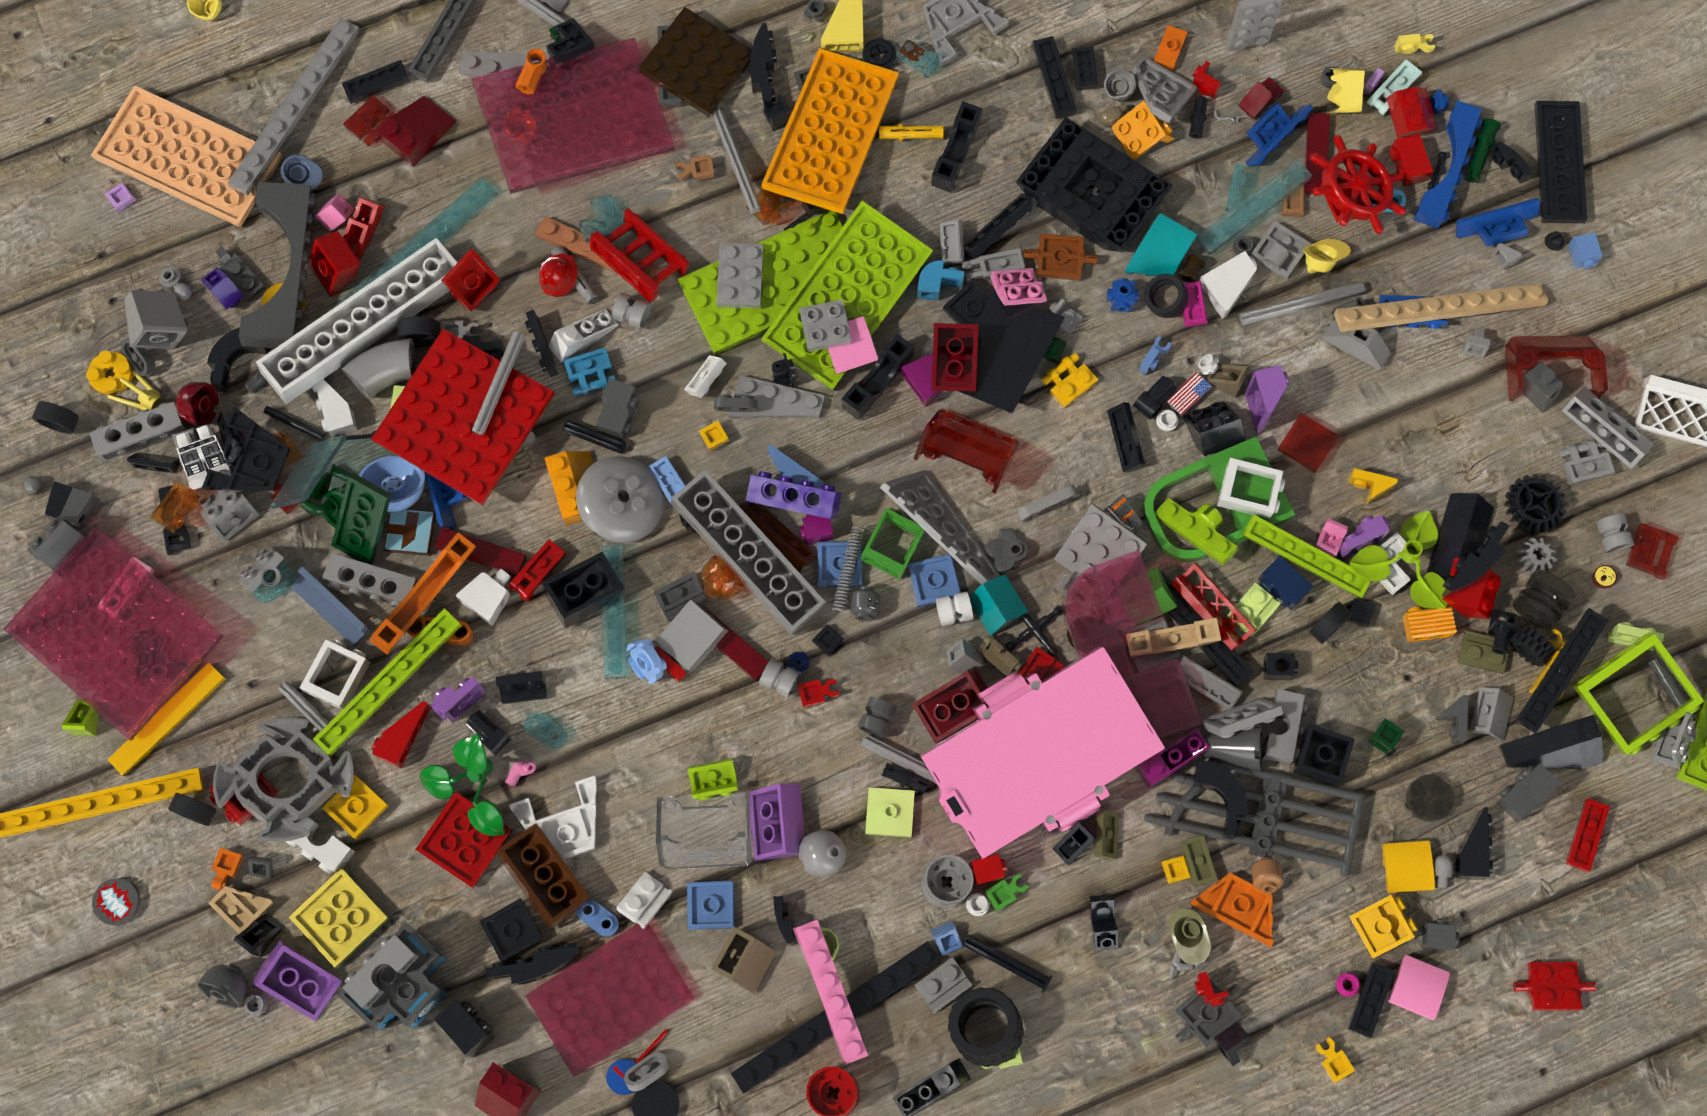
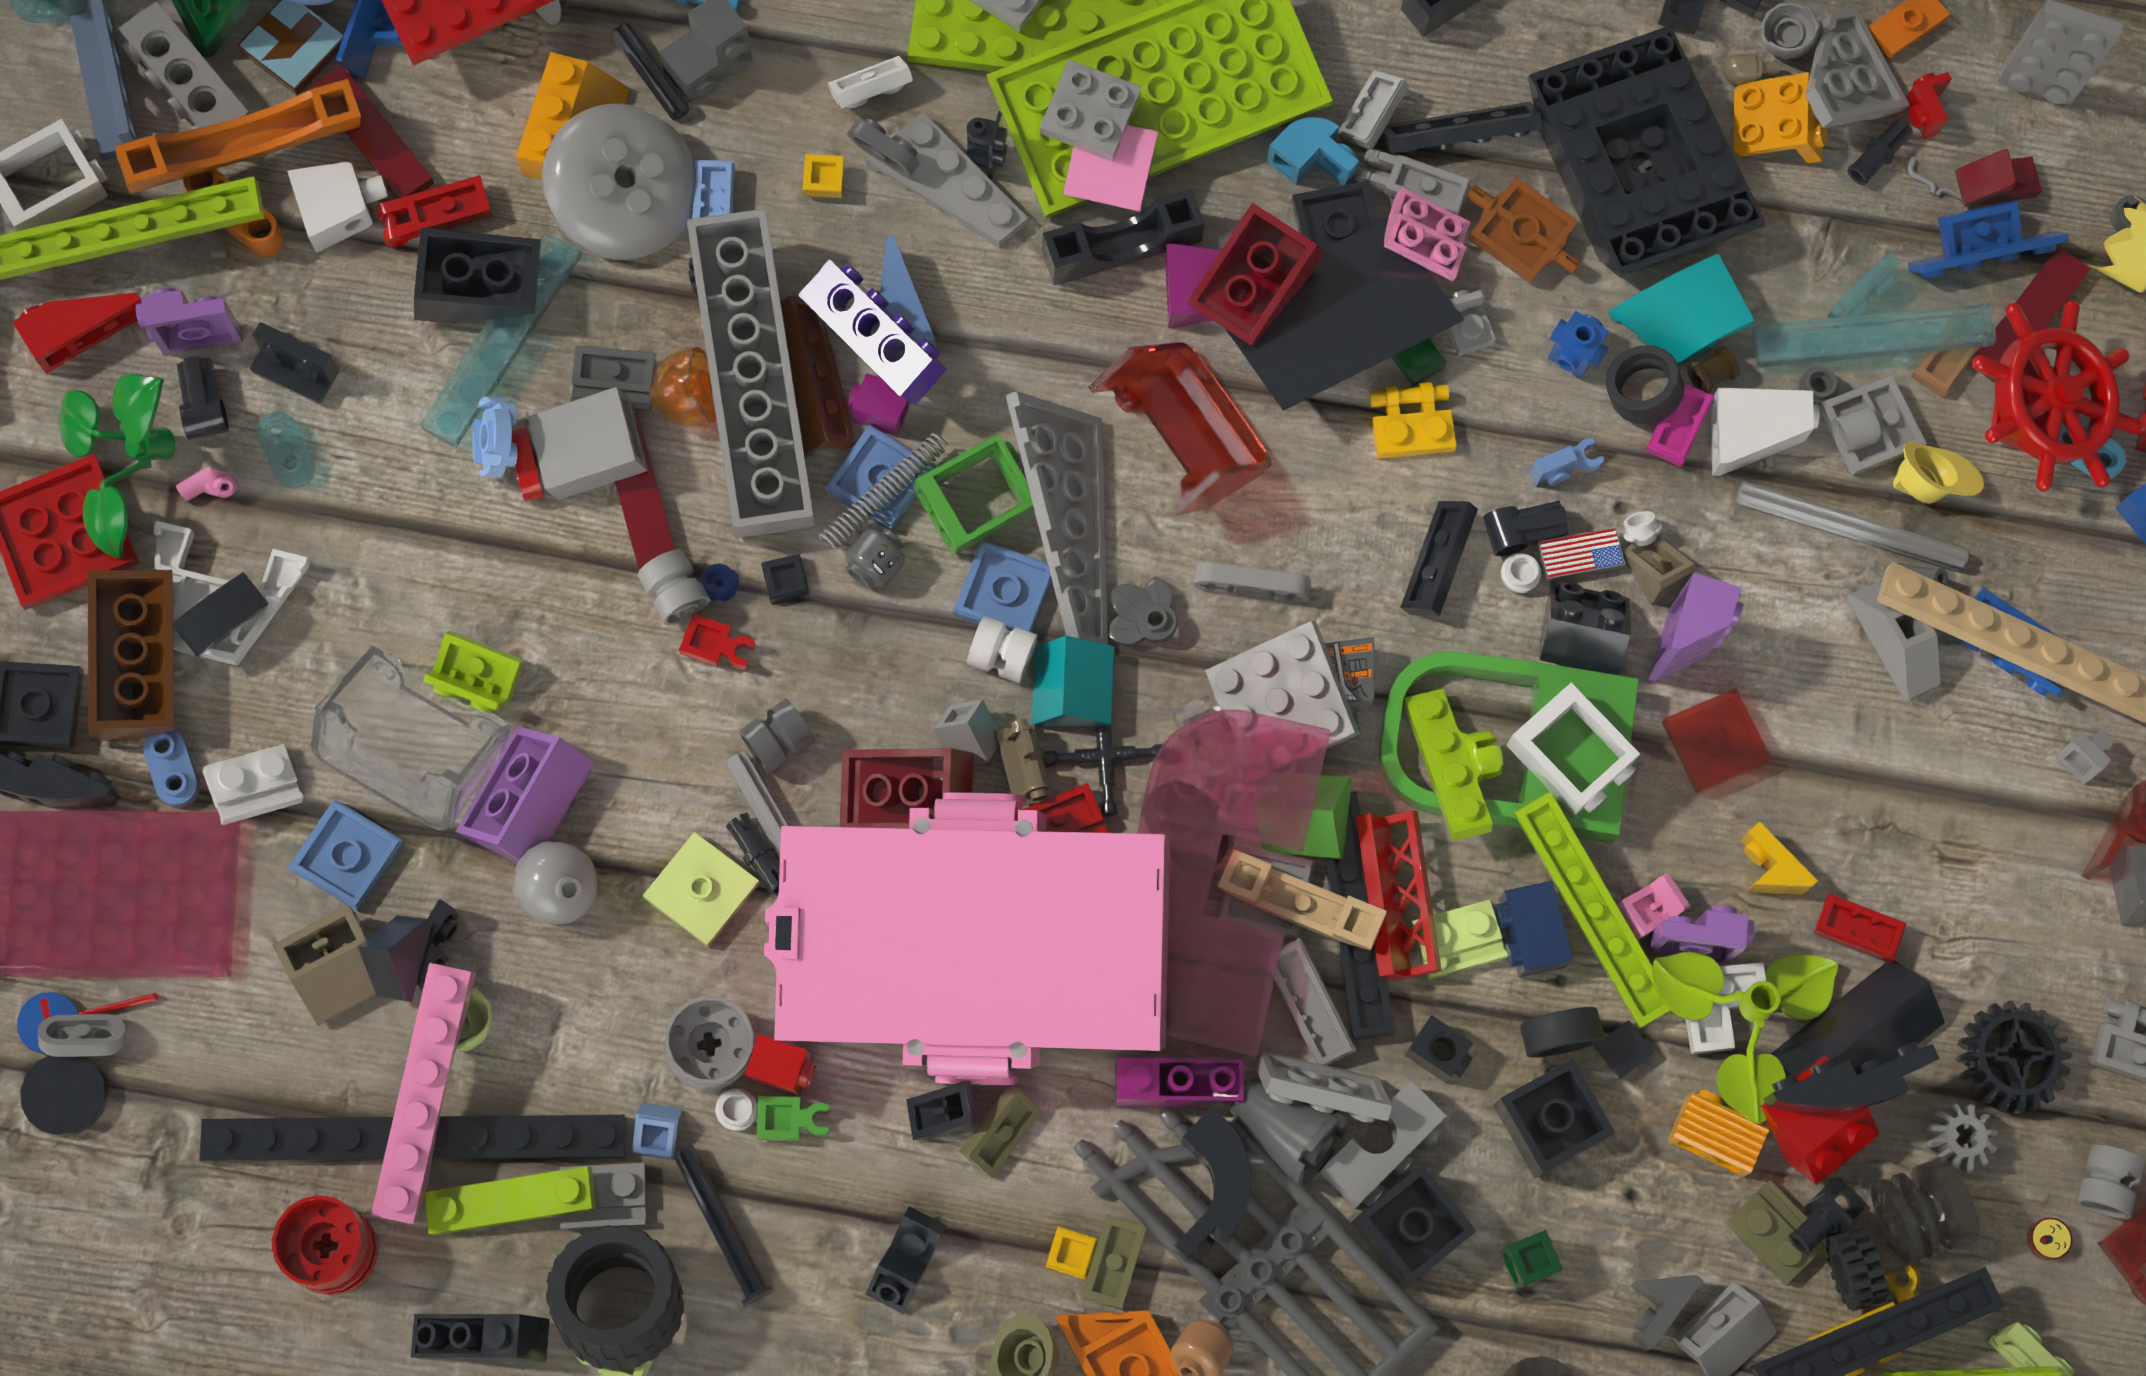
camera: 25 degrees right, 0 degrees up
(574, 829) = (220, 614): none -> black slope
(772, 936) = (396, 956): none -> black slope
(903, 1015) = (510, 1200): none -> lime plate
(1353, 665) = (1553, 1118): none -> black brick
(1429, 488) = (1860, 928): none -> red plate

